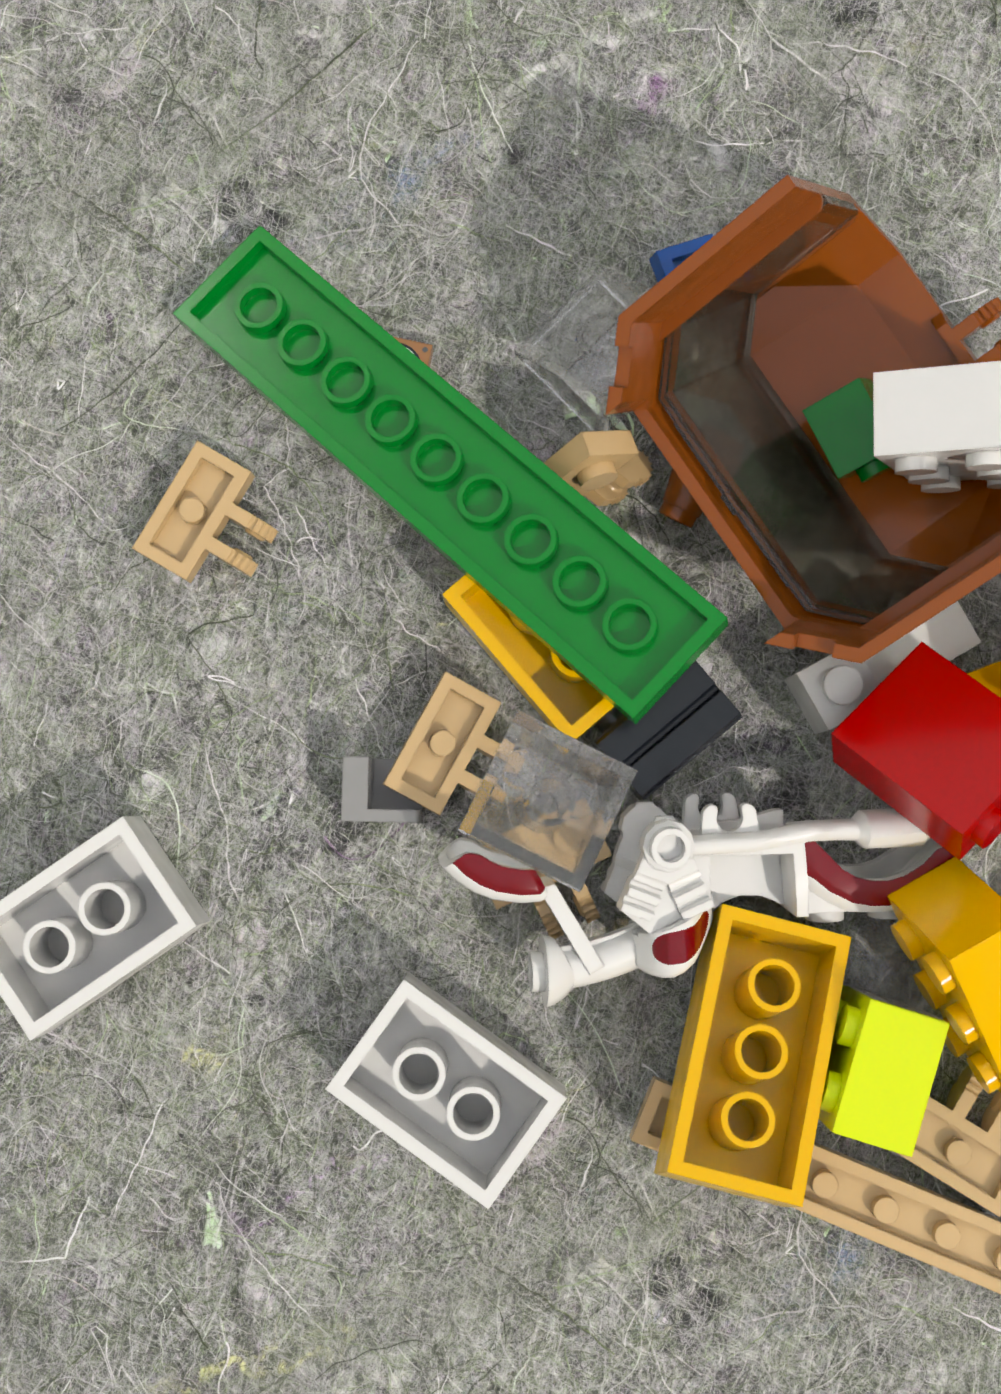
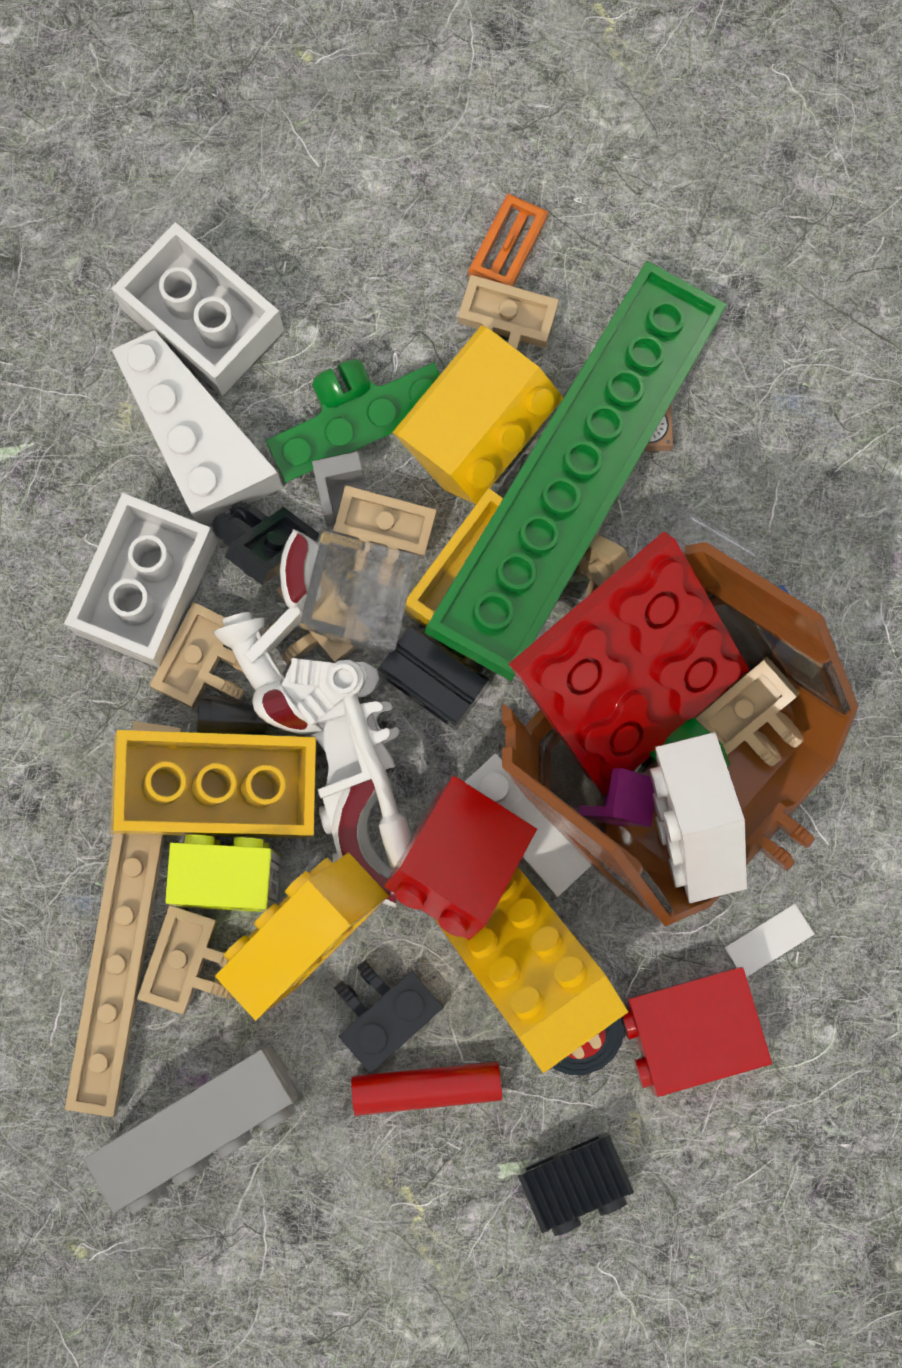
camera: 70 degrees right, 5 degrees down
(56, 454) = (512, 275): none -> orange tile
(267, 971) = (197, 438): none -> white wedge
(285, 747) = (348, 418): none -> green plate
(334, 583) = (478, 415): none -> yellow slope
(429, 914) = (256, 539): none -> black hinge
(563, 1040) = (193, 658): none -> tan hinge
(654, 1017) = (228, 717): none -> black cone
(741, 461) = (631, 662): none -> red piece
(808, 334) = (749, 706): none -> tan hinge
(898, 521) = (627, 801): none -> magenta panel

